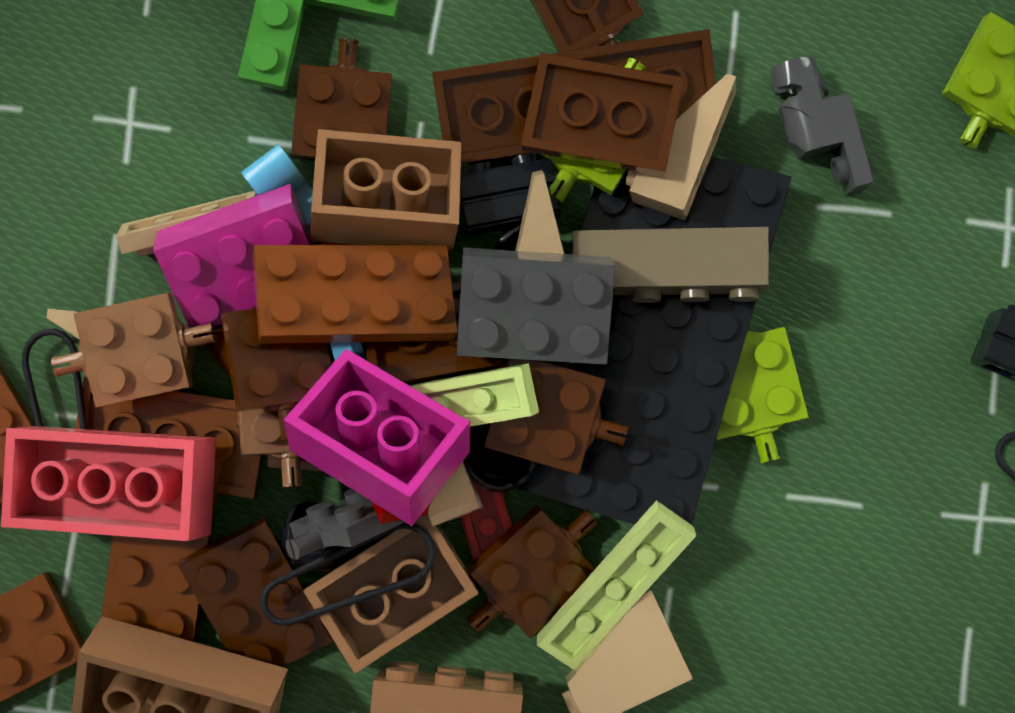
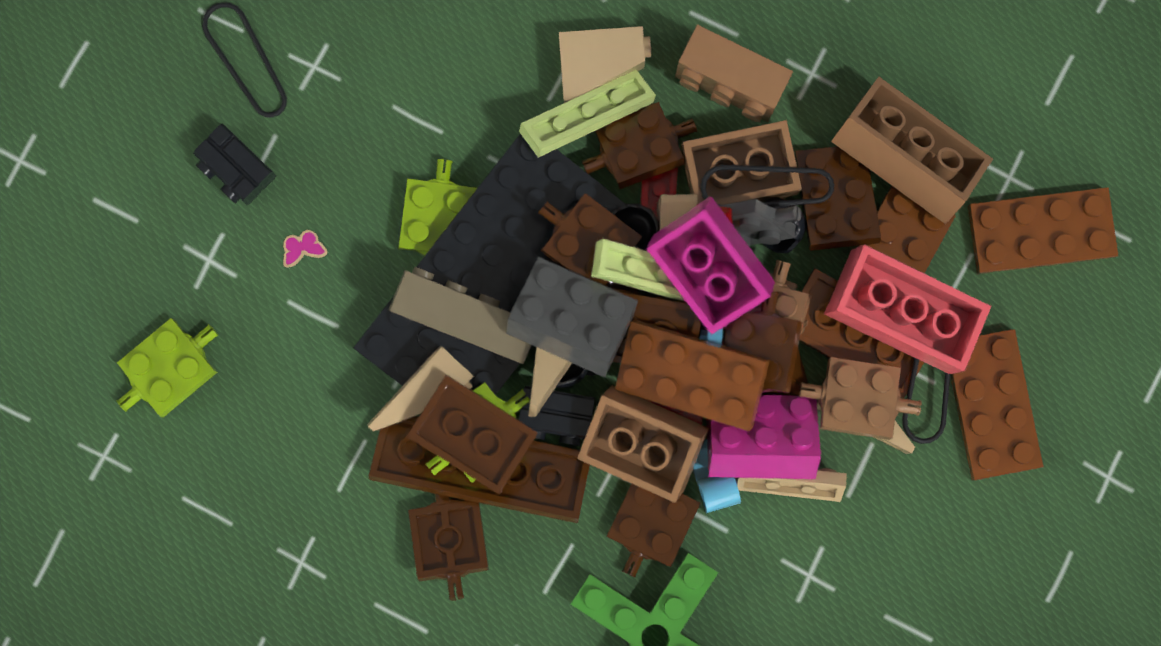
camera: 160 degrees left, 0 degrees up
(820, 123) = (315, 381): dark grey plate -> none
(906, 285) = (305, 244): none -> dark pink sticker

